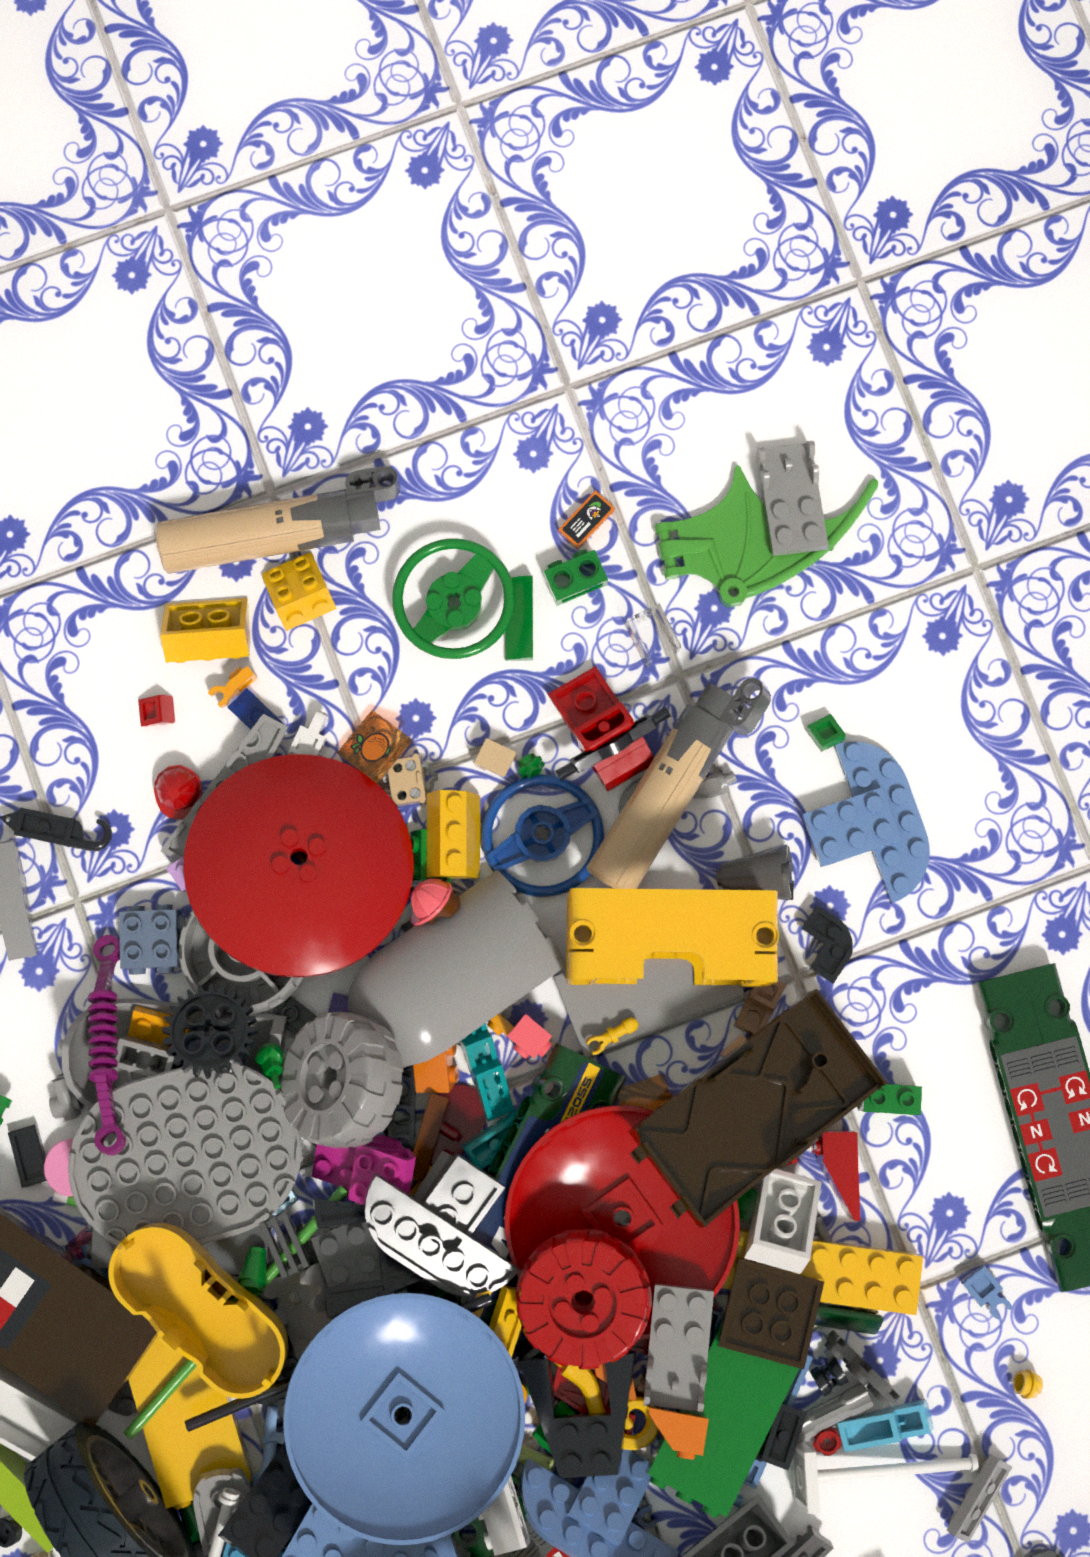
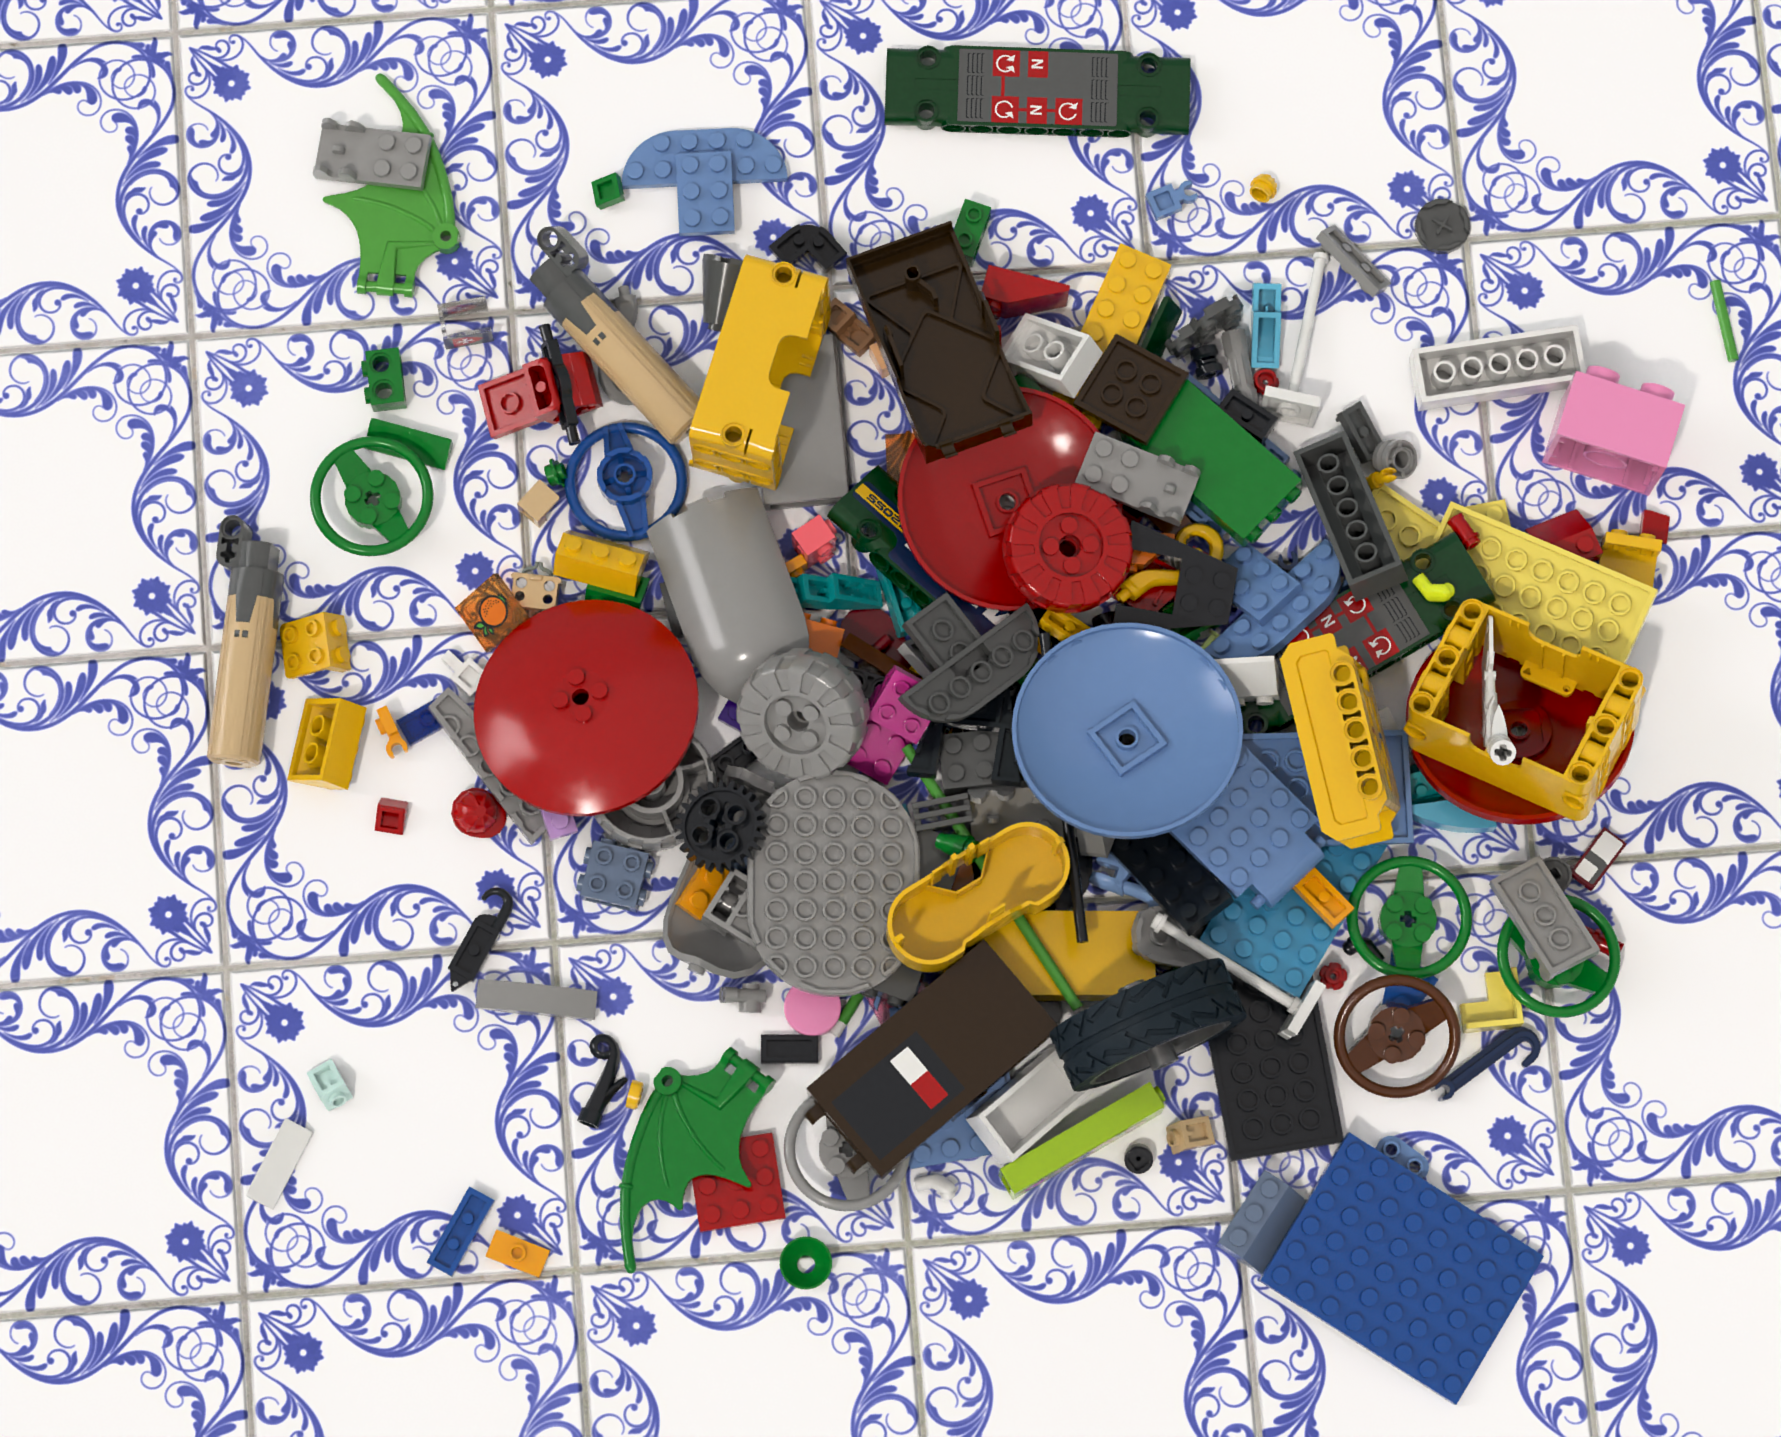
camera: 75 degrees left, 5 degrees down
(103, 1042) = (702, 929): magenta piece -> none
(270, 1061) = (764, 782): green piece -> none
(432, 900) = (659, 595): coral piece -> none
(586, 520) = (331, 355): tile -> none
(627, 1026) = (834, 462): yellow piece -> none
(681, 1430) = (1211, 496): orange slope -> none

